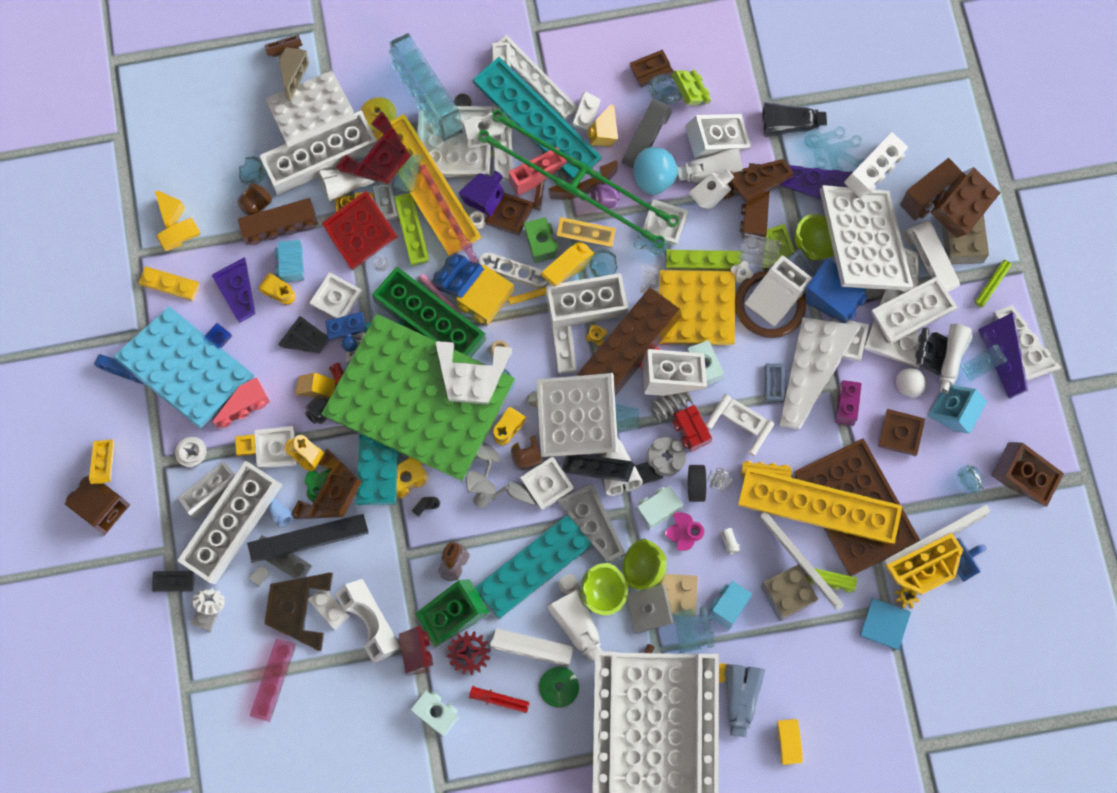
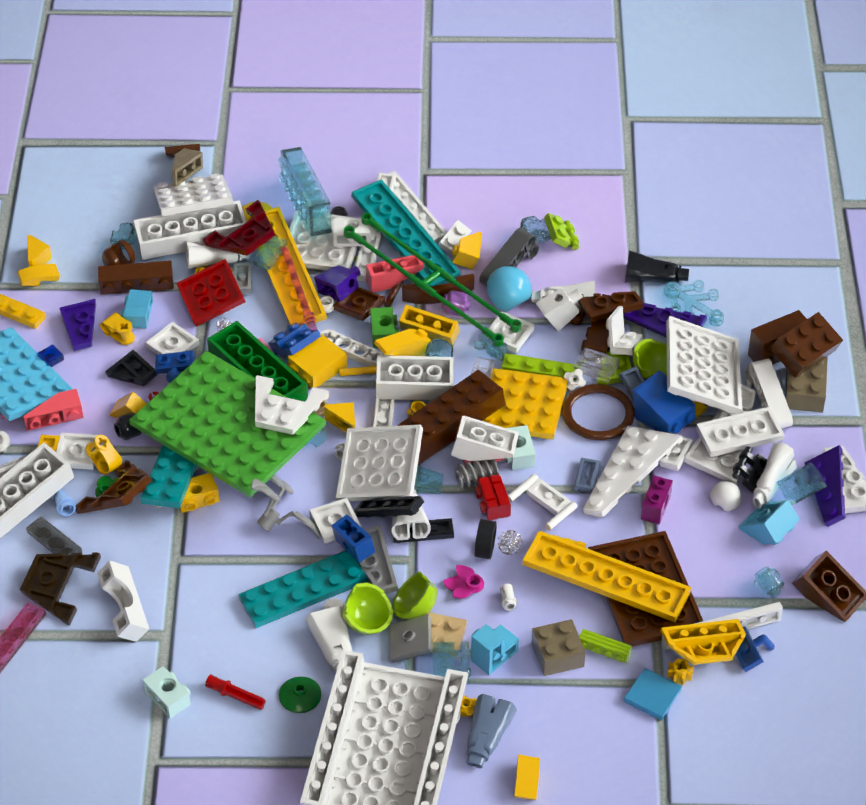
camera: 10 degrees right, 25 degrees down
(259, 576) = (28, 552): light grey piece -> none
(307, 538) = (85, 525): black tile -> none
(329, 608) = (88, 590): white plate -> none
(411, 229) = (261, 302): lime plate -> none
(414, 651) = (163, 634): dark red slope -> none
(424, 504) = (210, 518): black arm -> none
(452, 558) = (223, 559): piece -> none
(452, 612) = (210, 609): green slope -> none
(478, 652) = (216, 647): dark red gear -> none
(509, 423) = (310, 468): yellow piece -> none
(526, 358) = (340, 415): none -> yellow slope
(526, 457) = (321, 492): reddish brown helmet -> none
(532, 647) = (281, 655): white fence -> none
(572, 511) = (353, 538): none -> blue brick
(651, 66) = (519, 211): reddish brown plate -> none
(659, 463) = (469, 511): light grey plate -> none
(659, 507) = (443, 556): light aqua brick -> none
(716, 134) = (572, 267): white slope -> none
(778, 291) = (606, 395): white slope -> none
(780, 218) = (618, 340): none -> white bracket
(802, 561) = (580, 623): white tile -> none
(875, 166) = (727, 312): white brick -> none
(901, 432) = (706, 534): reddish brown plate -> none
(993, 283) = (828, 428): lime axle -> none

